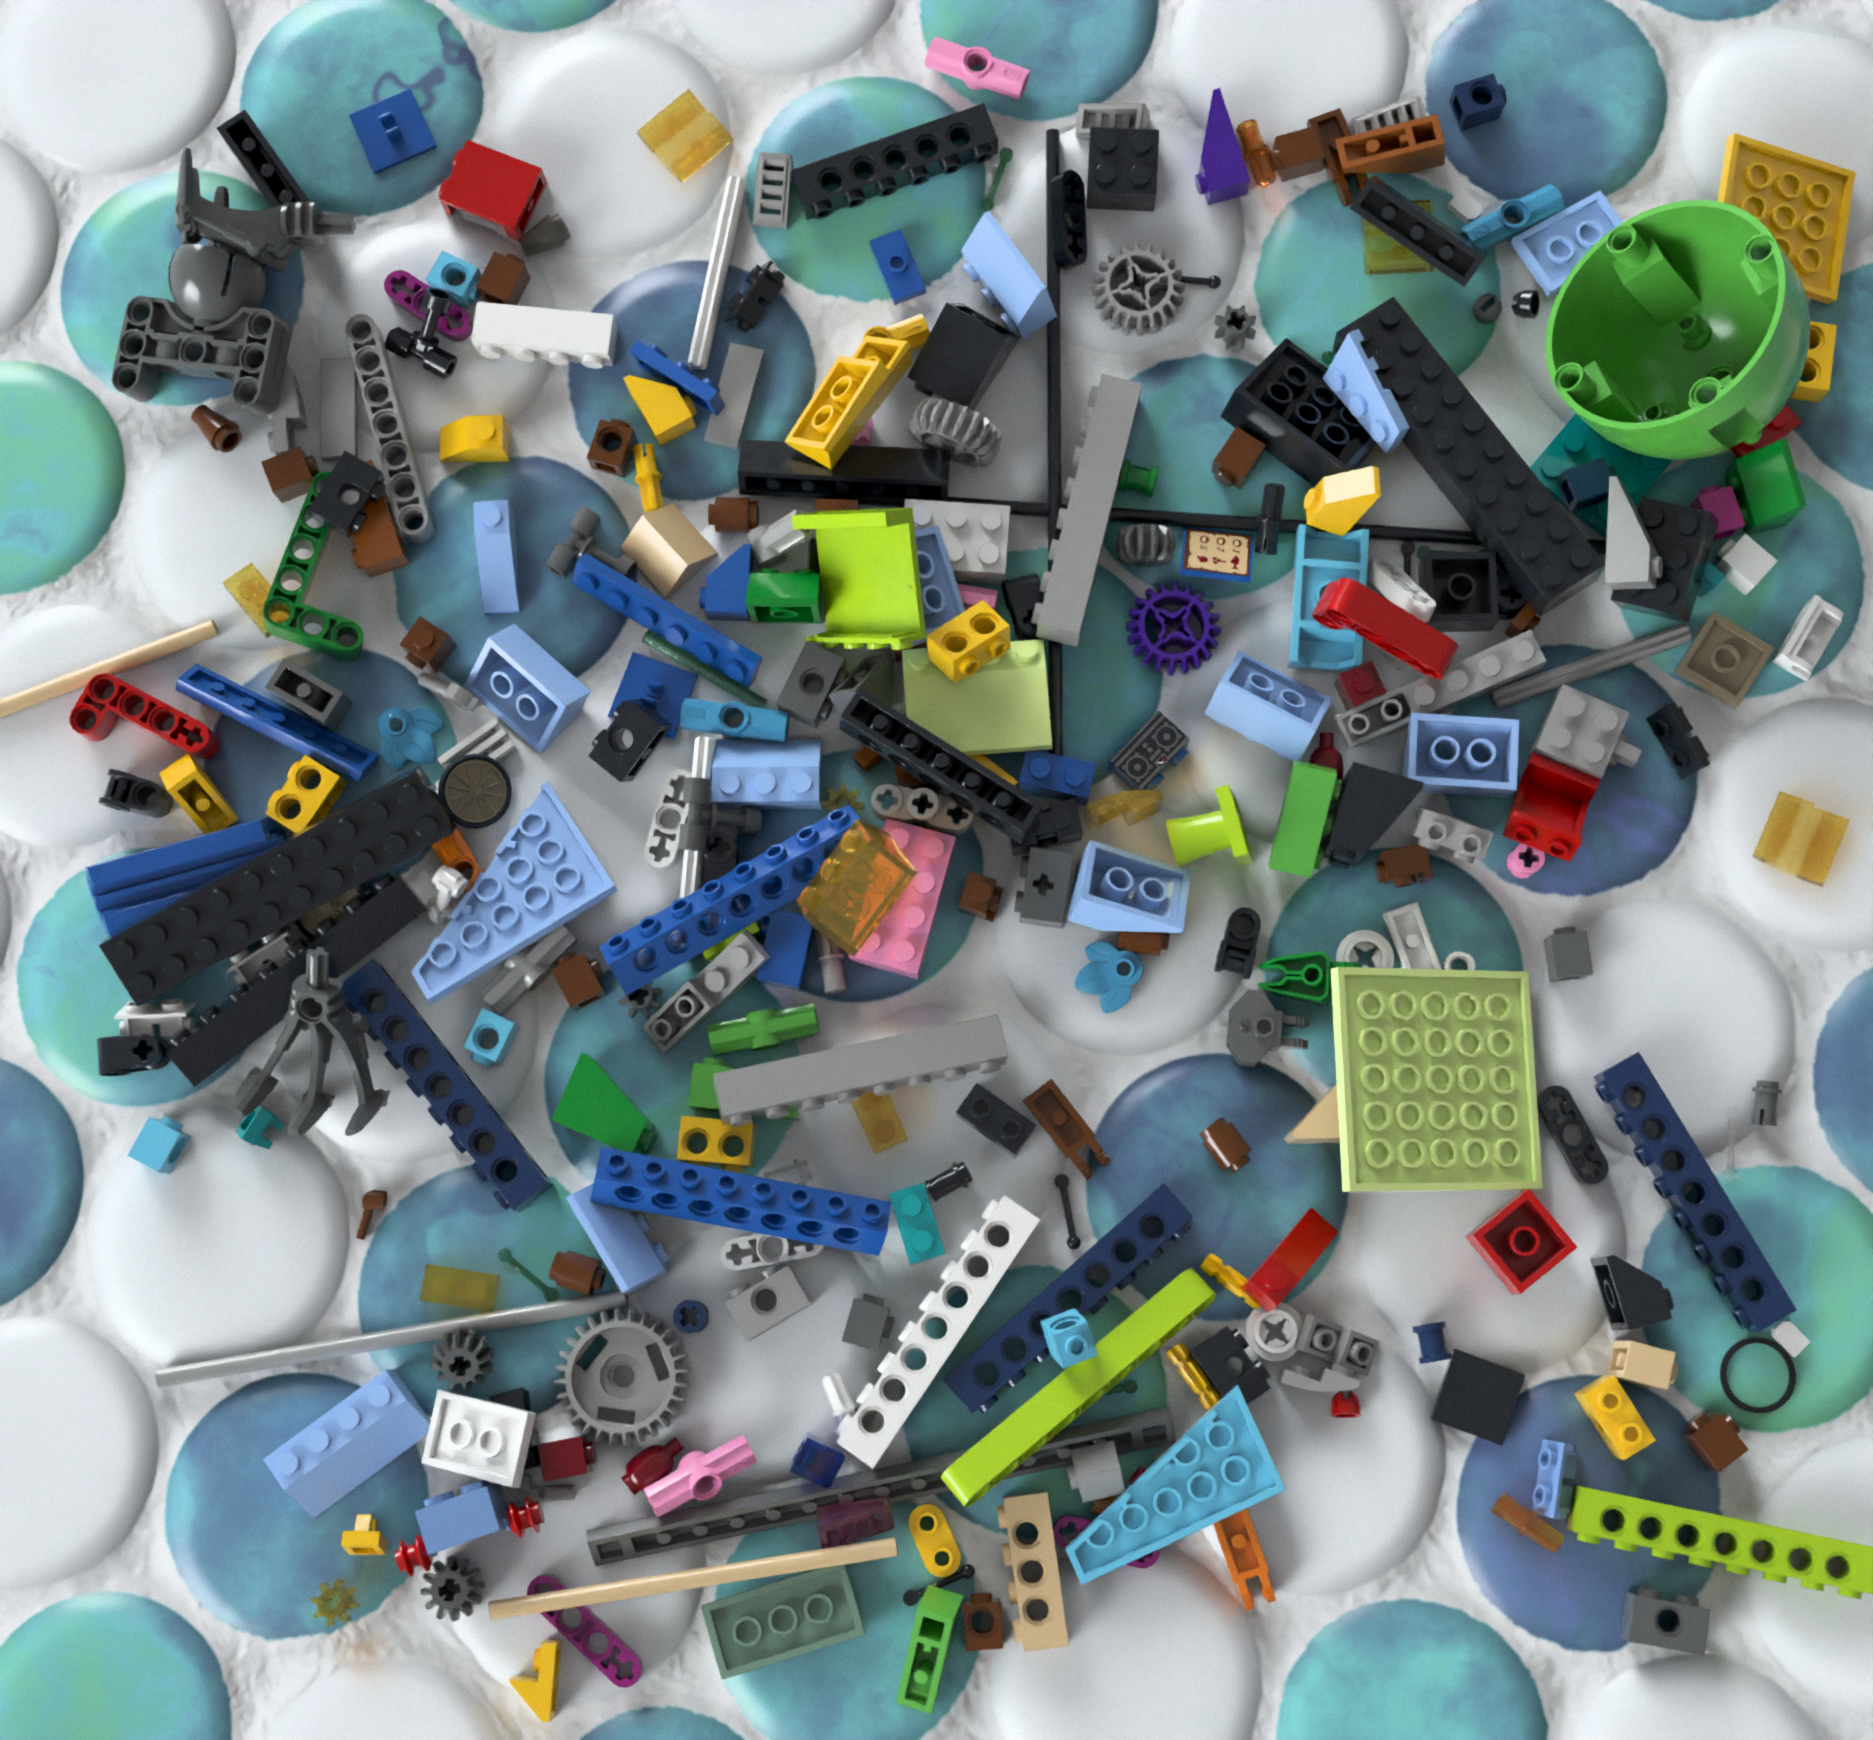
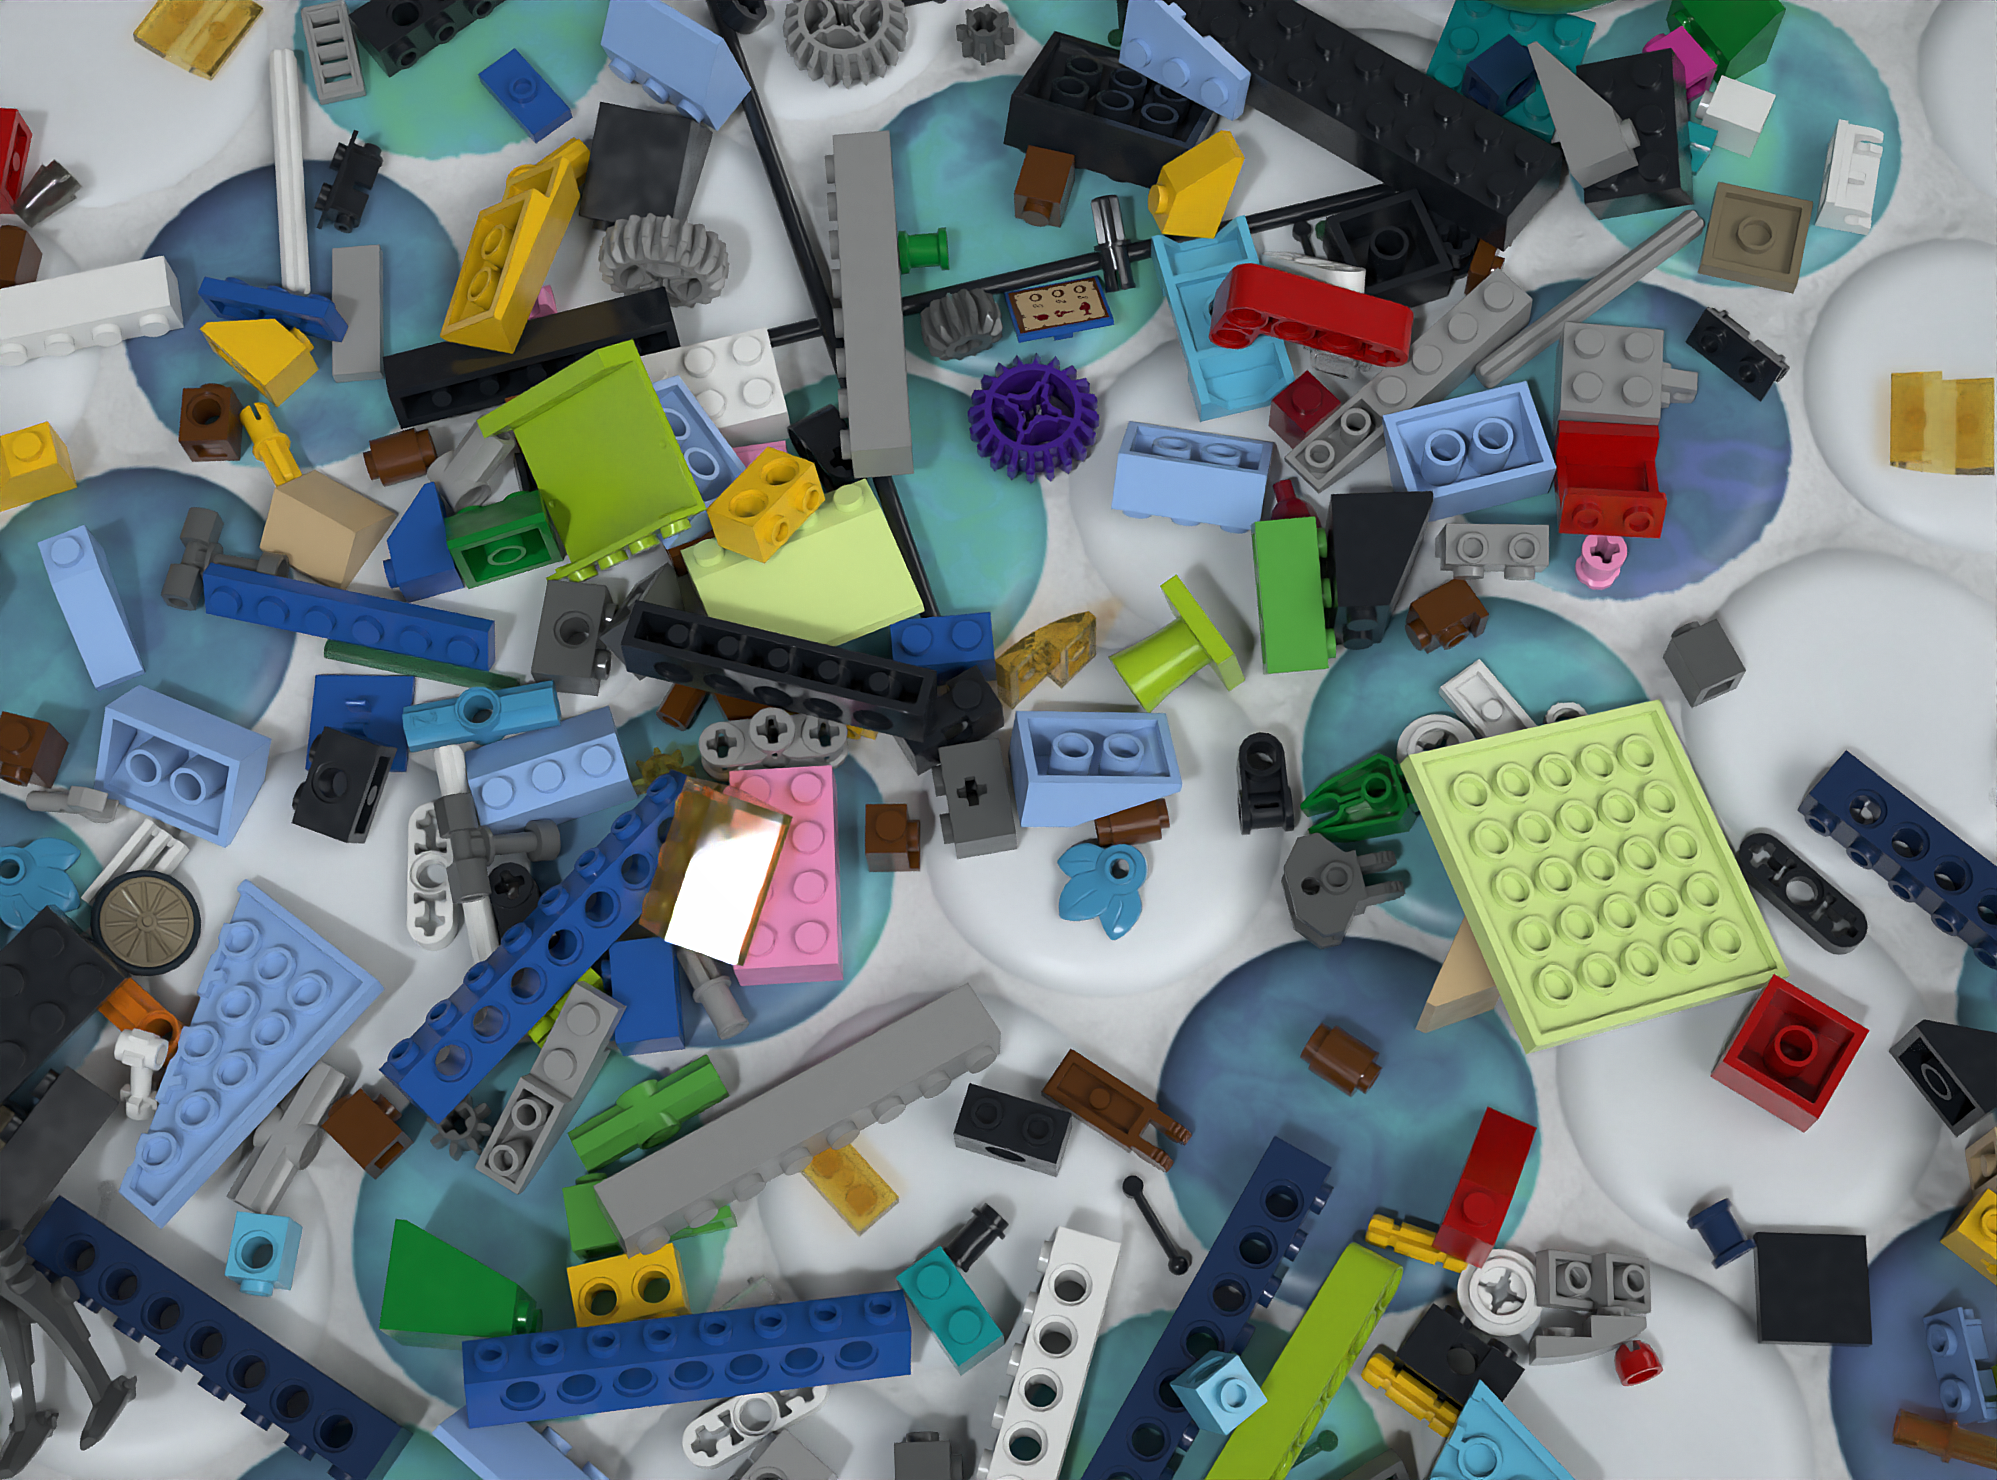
camera: 20 degrees left, 10 degrees down
(1150, 753) = (1057, 578): brick -> none

